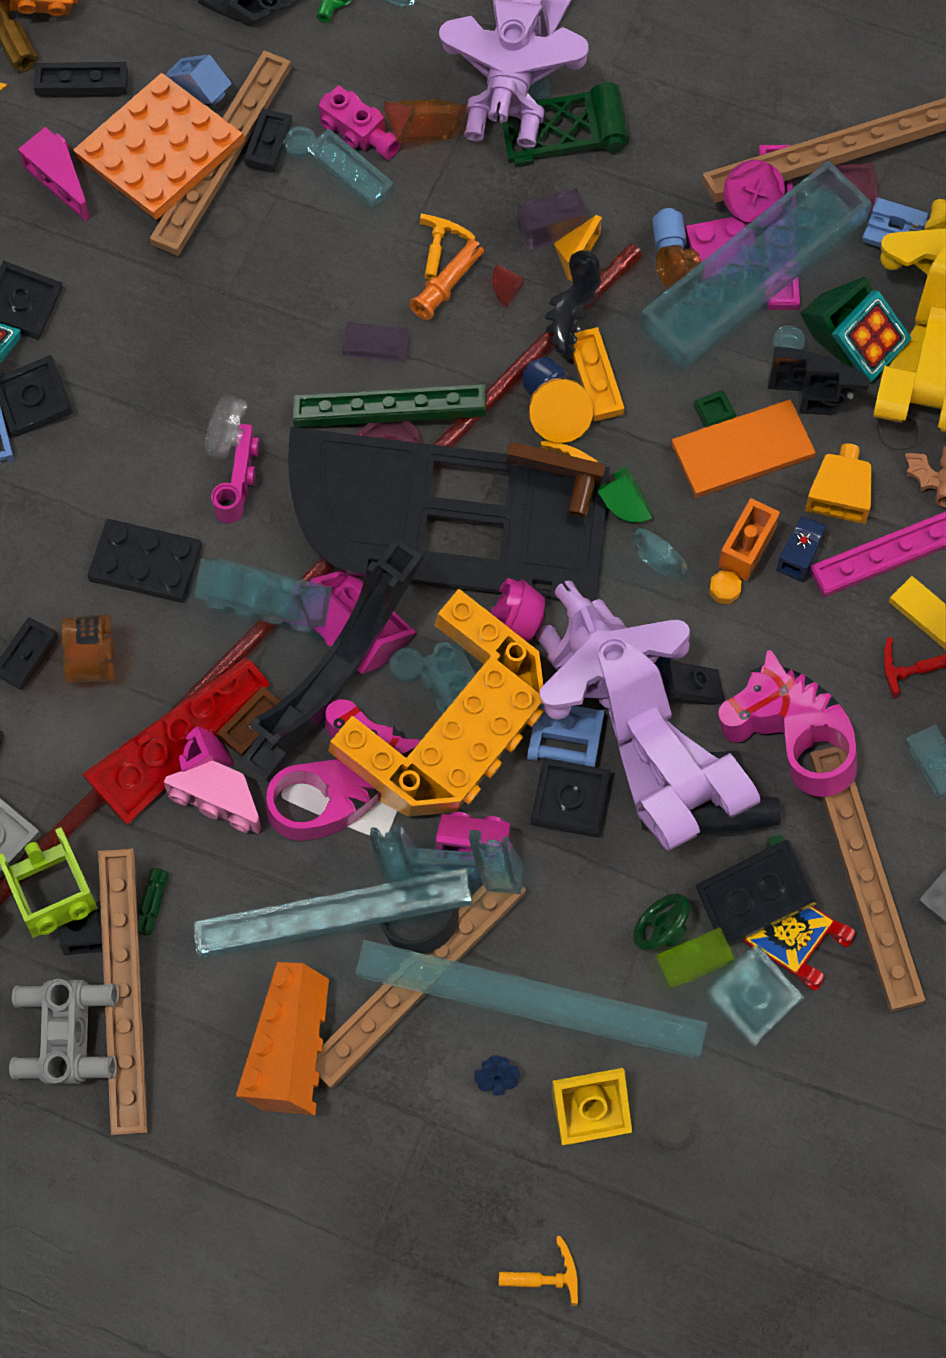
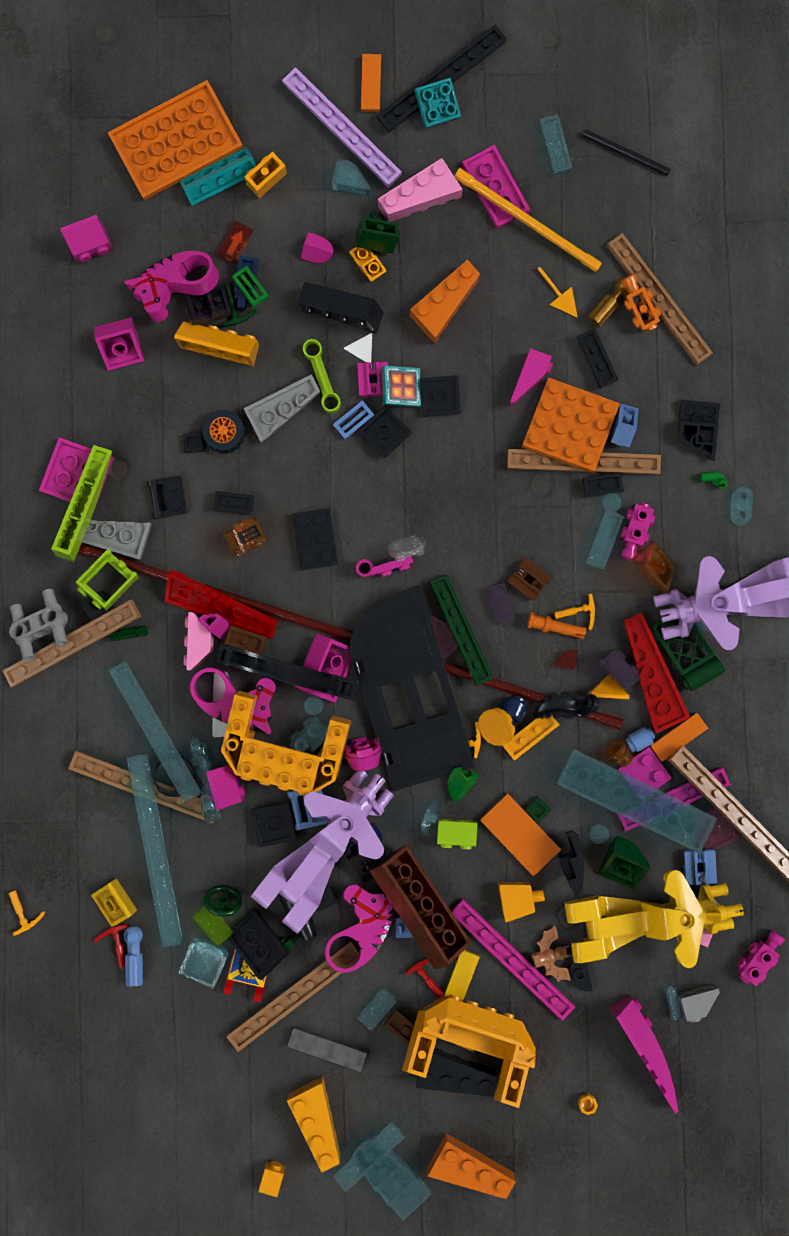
camera: 70 degrees right, 20 degrees up
(263, 593) = (314, 615): clear light blue wedge -> none
(286, 1042) = (78, 738): orange wedge -> none
(360, 273) = (540, 576): none -> reddish brown piece
(496, 1074) = (110, 848): dark blue plant -> none
(583, 471) = (461, 757): reddish brown piece -> none
(604, 181) = (657, 685): none -> red wing
(671, 1133) = (119, 947): none -> red piece
(687, 183) = (678, 736): none -> orange tile
(698, 1110) = (134, 959): none -> medium blue piece
(702, 530) = (457, 832): none -> lime brick
(725, 587) = (430, 857): light orange tile -> none
(749, 539) = (460, 862): orange brick -> none
(752, 189) = (683, 780): dark pink tile -> none
(796, 619) = (421, 907): none -> copper brick
(801, 548) = (471, 890): dark blue leg -> none
(822, 666) = (401, 929): none -> medium blue tile
(871, 335) = (617, 882): tile -> none

